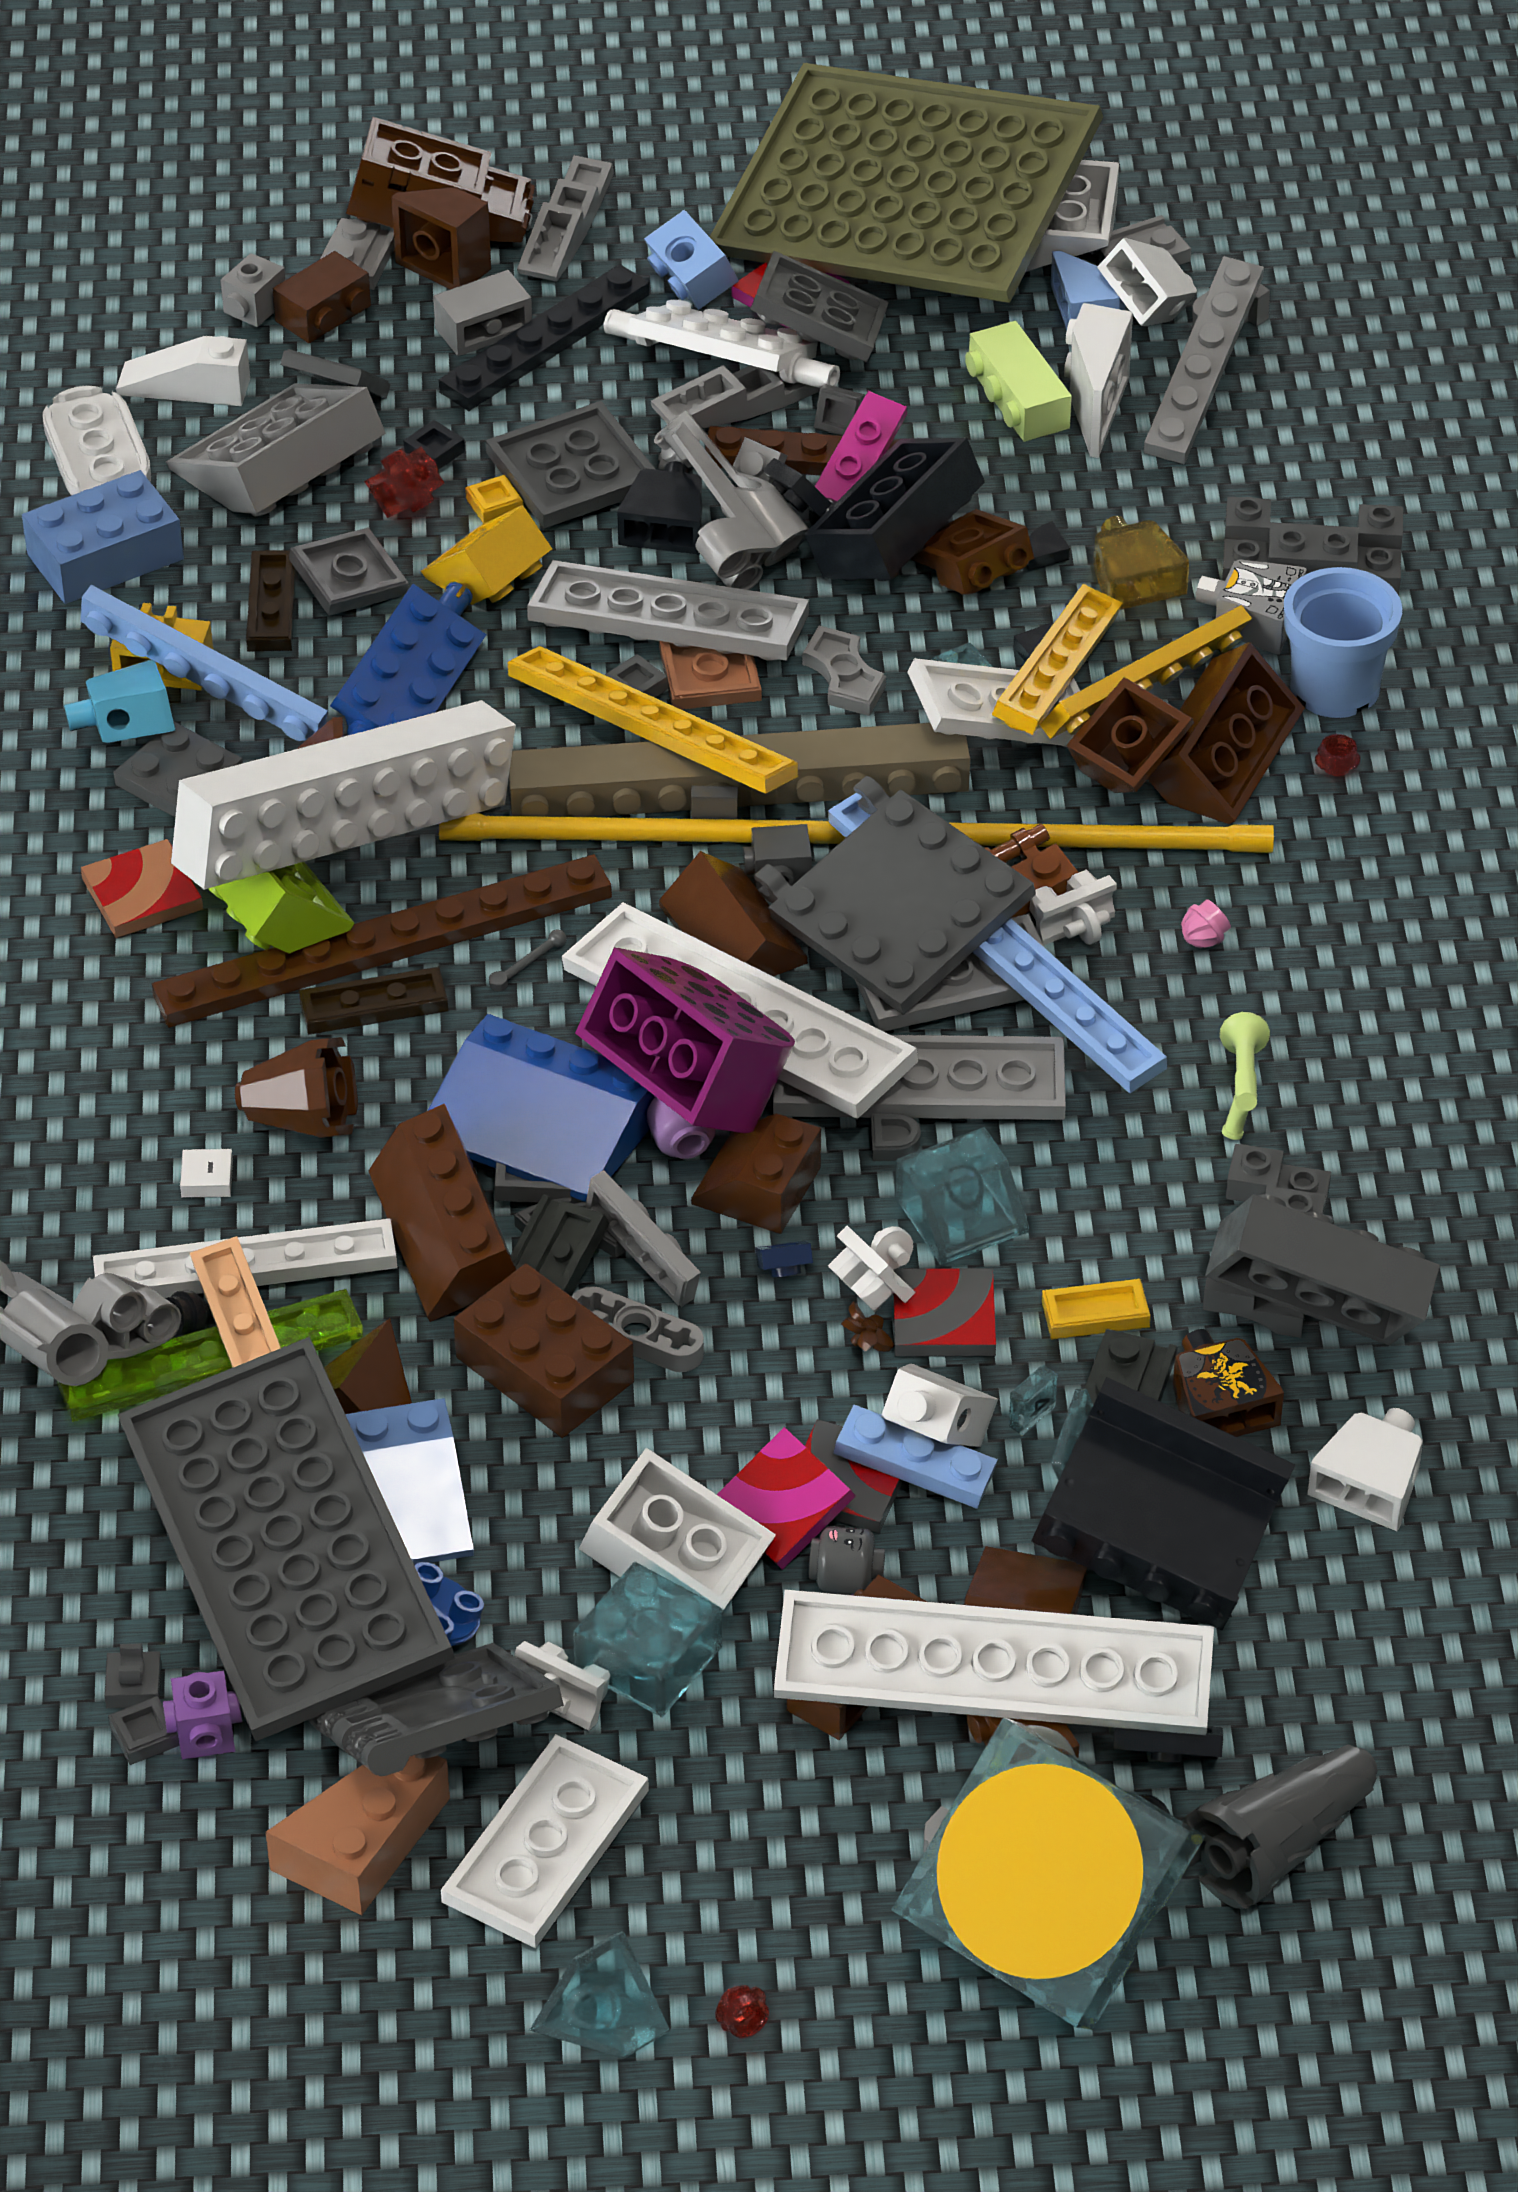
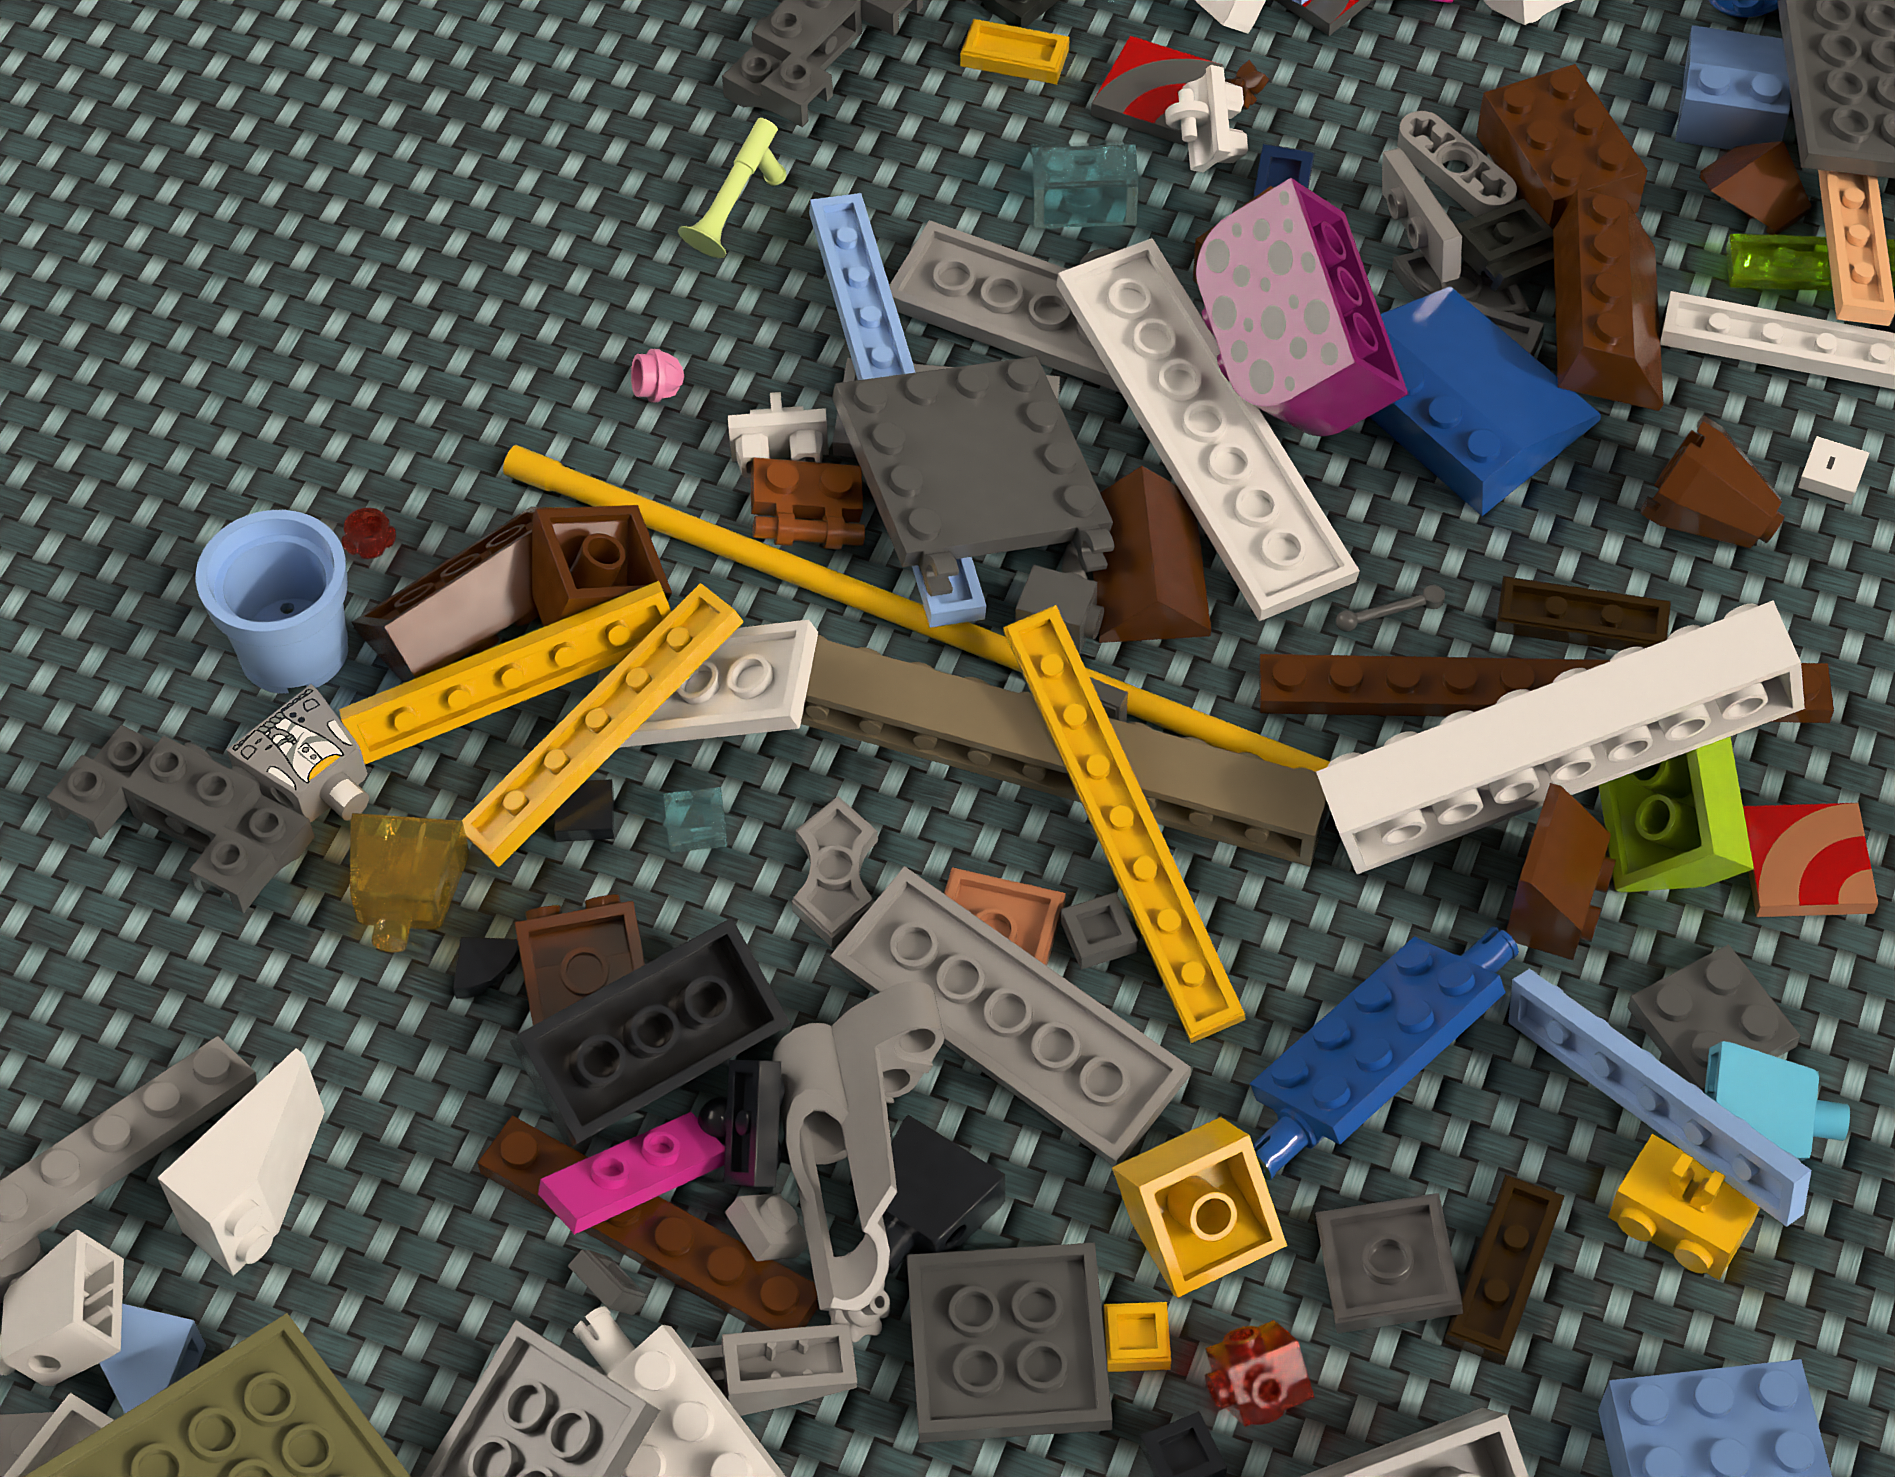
camera: 155 degrees left, 10 degrees up
(1019, 381) = (342, 1243): yellowish green brick -> none

